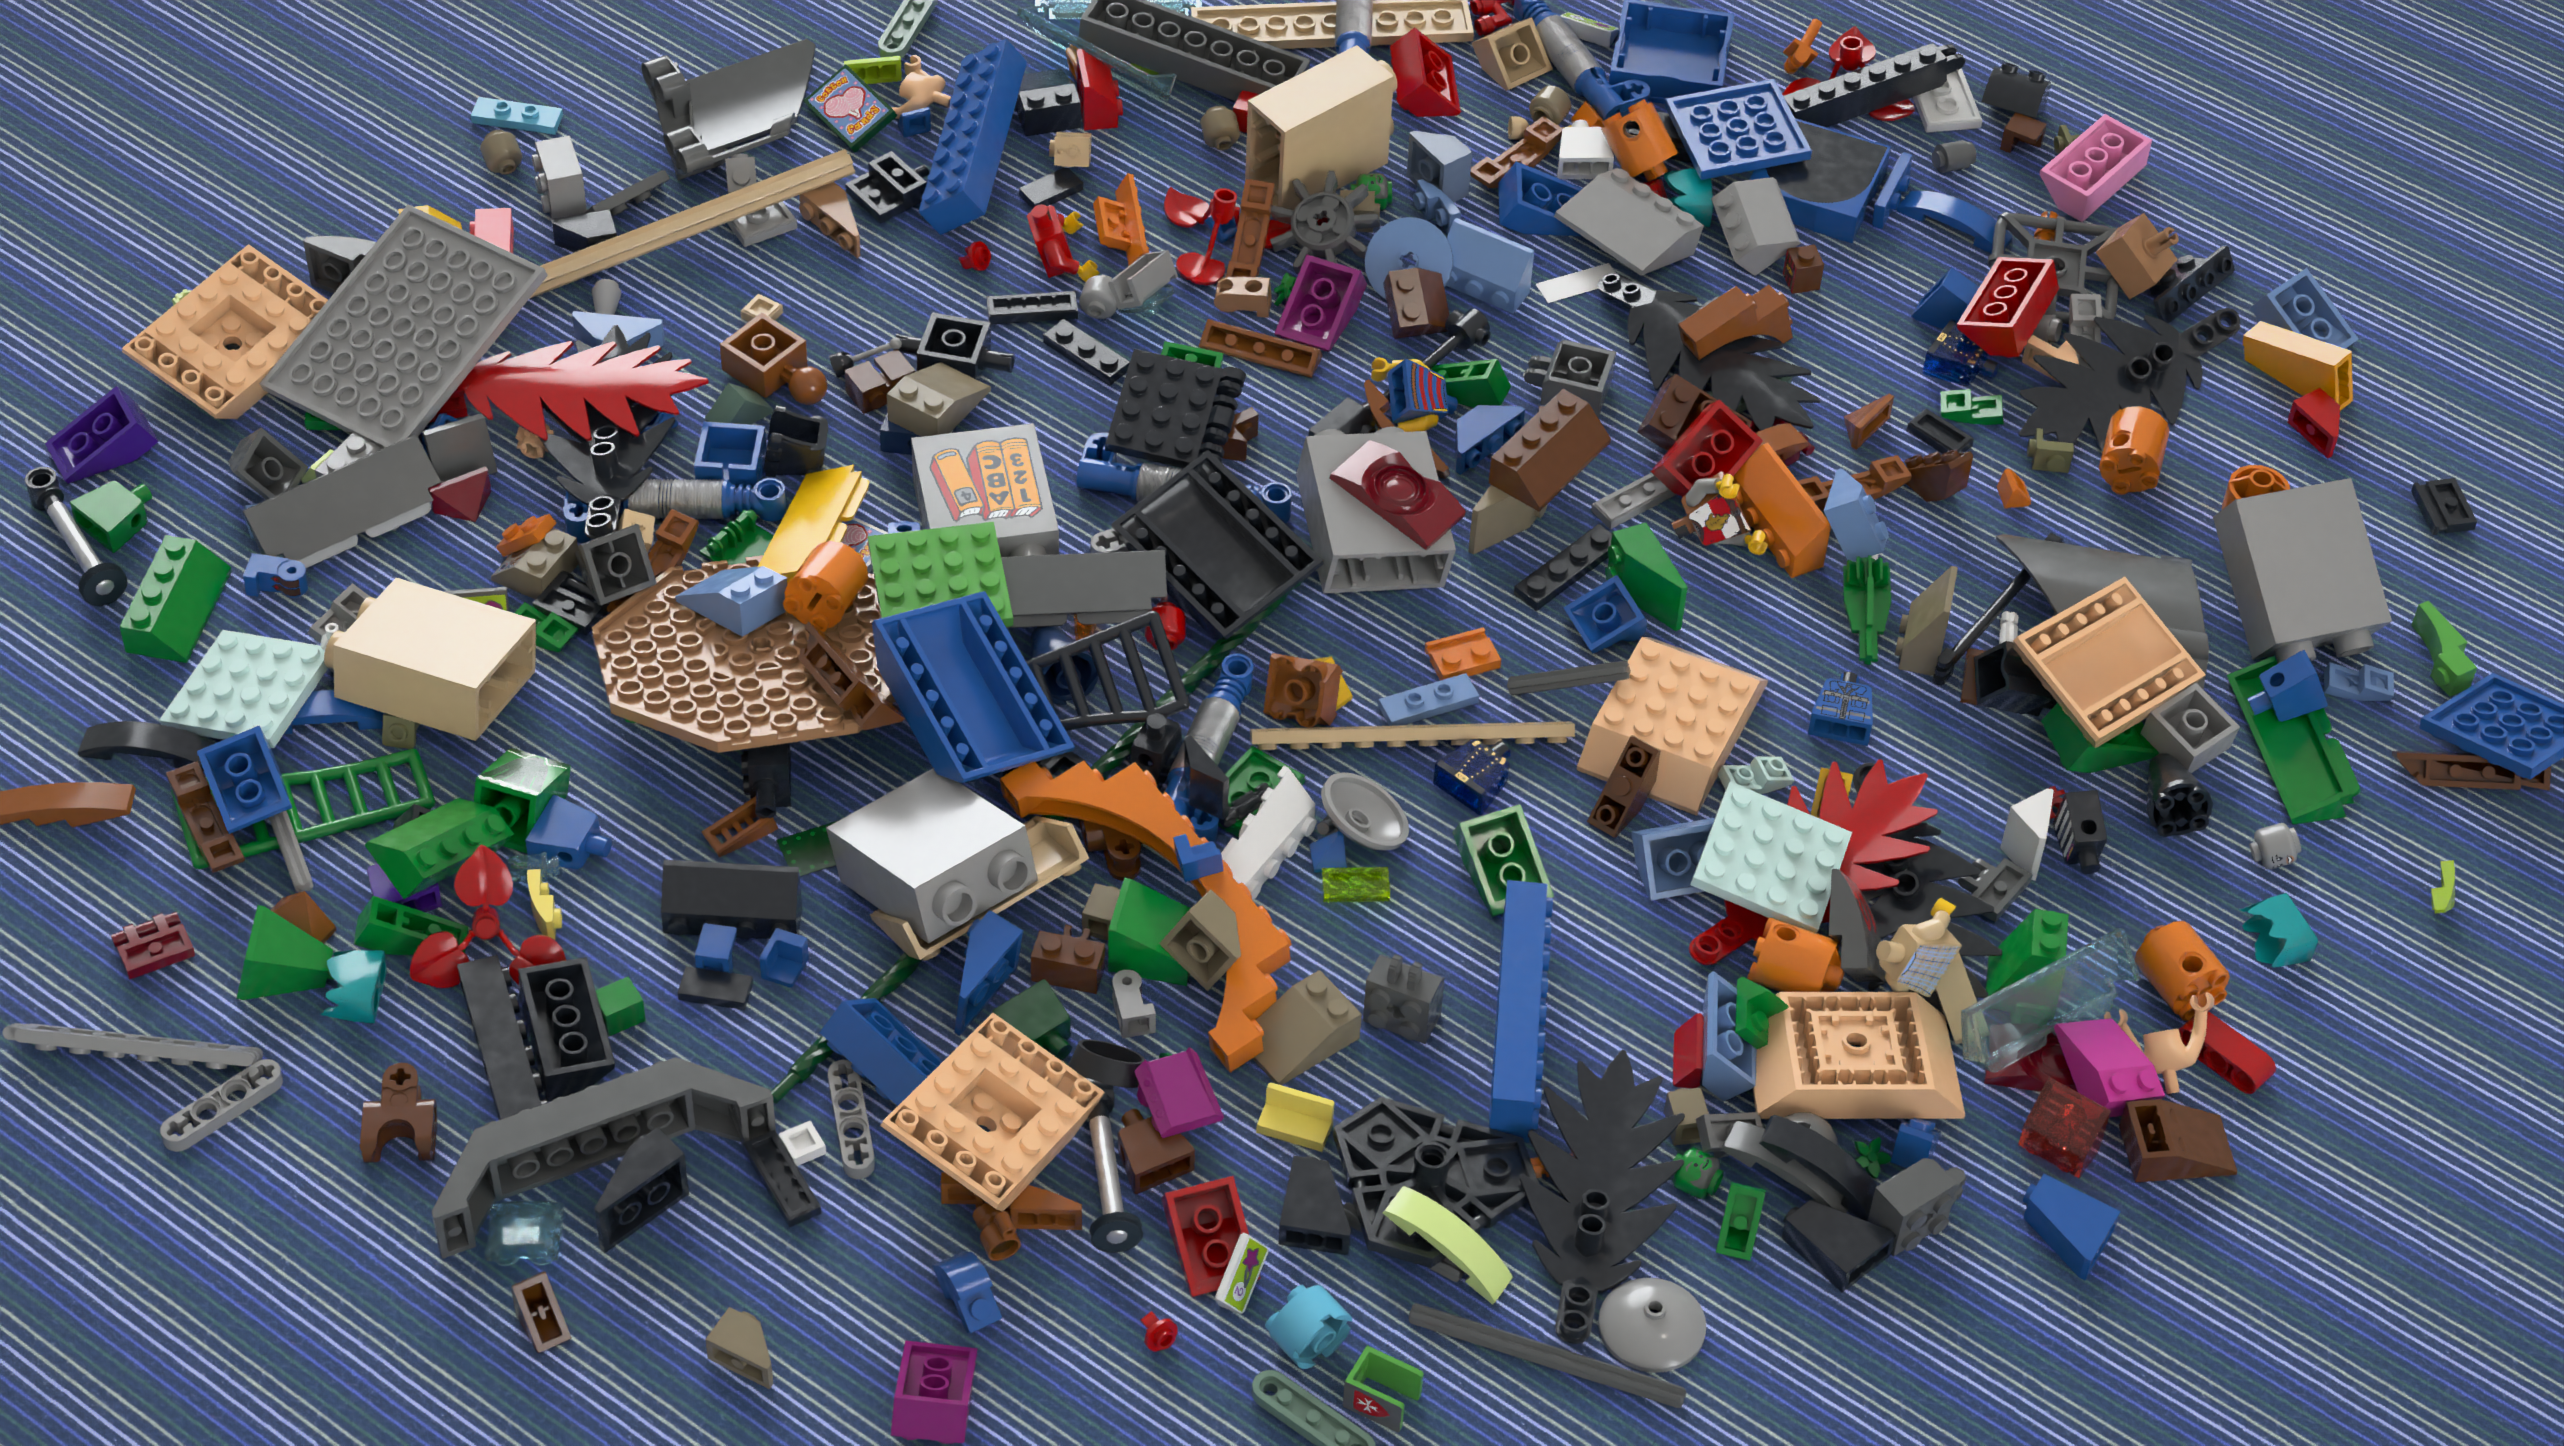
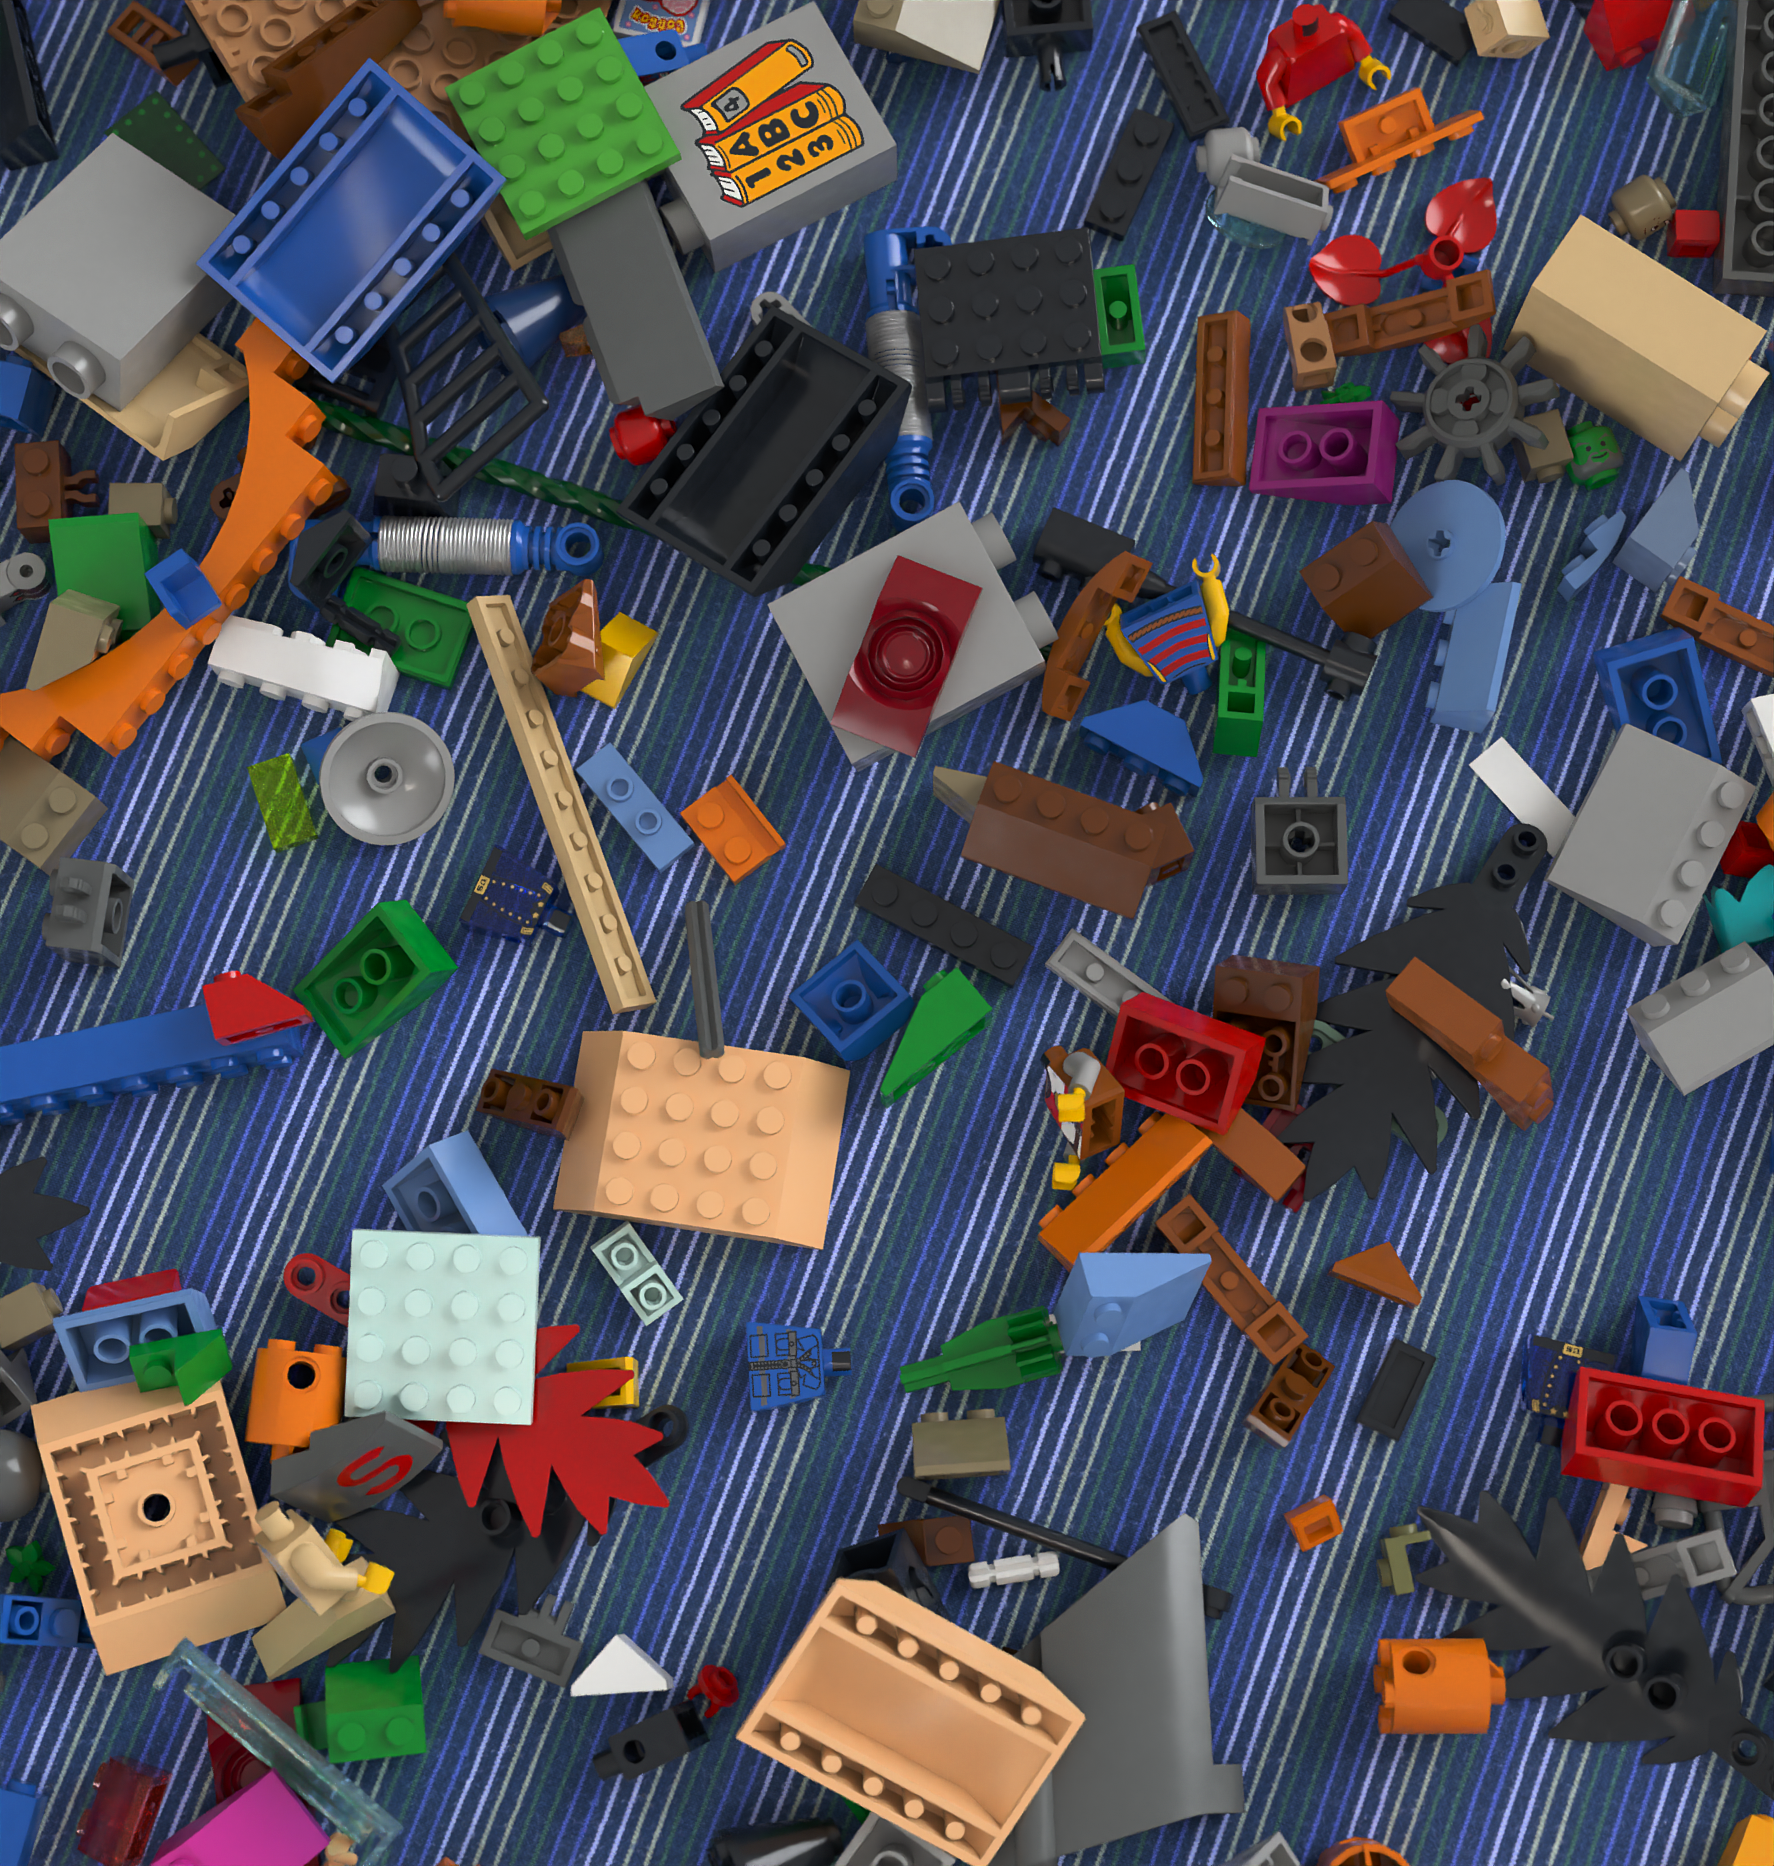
camera: 80 degrees right, 30 degrees up
(1520, 886) = (248, 1008): none -> red slope
(1803, 269) = (1659, 1113): reddish brown brick -> none
(1962, 407) = (1467, 1425): green slope -> none

